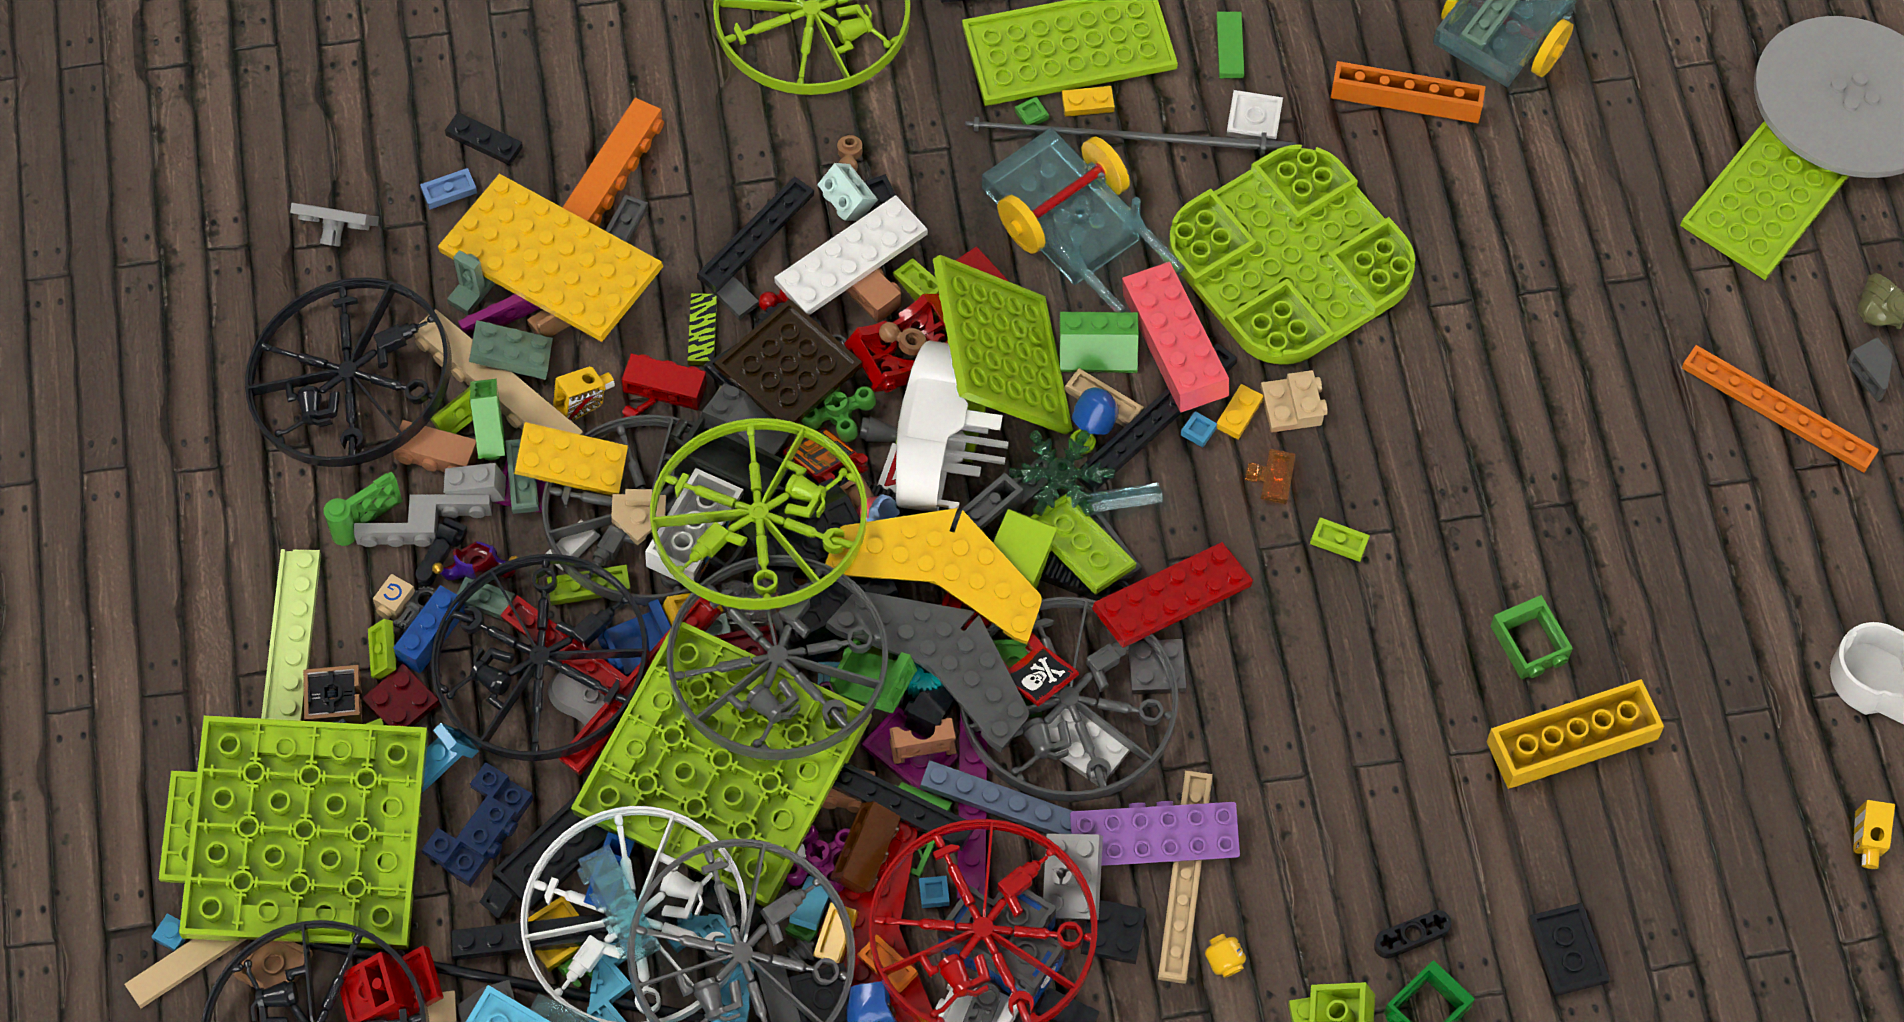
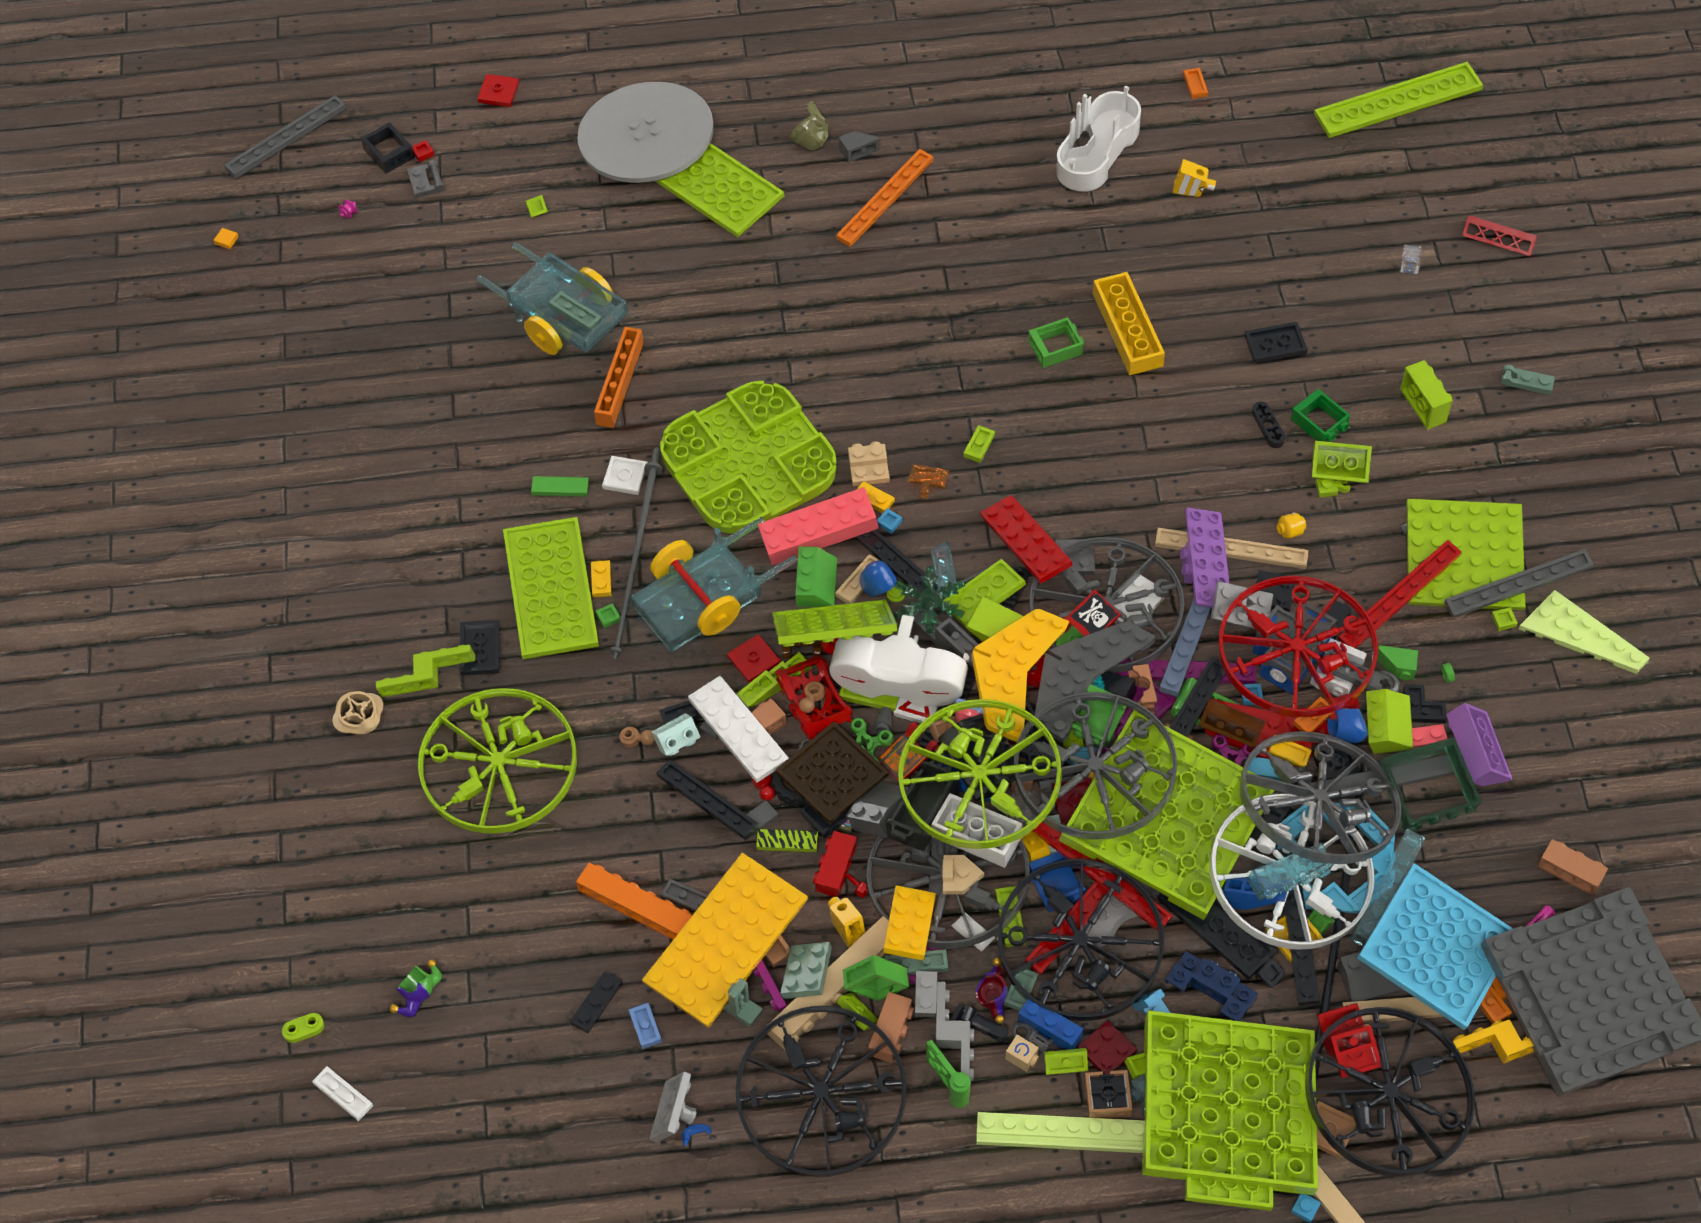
camera: 85 degrees left, 5 degrees down
(315, 248) = (694, 1129): none -> blue piece

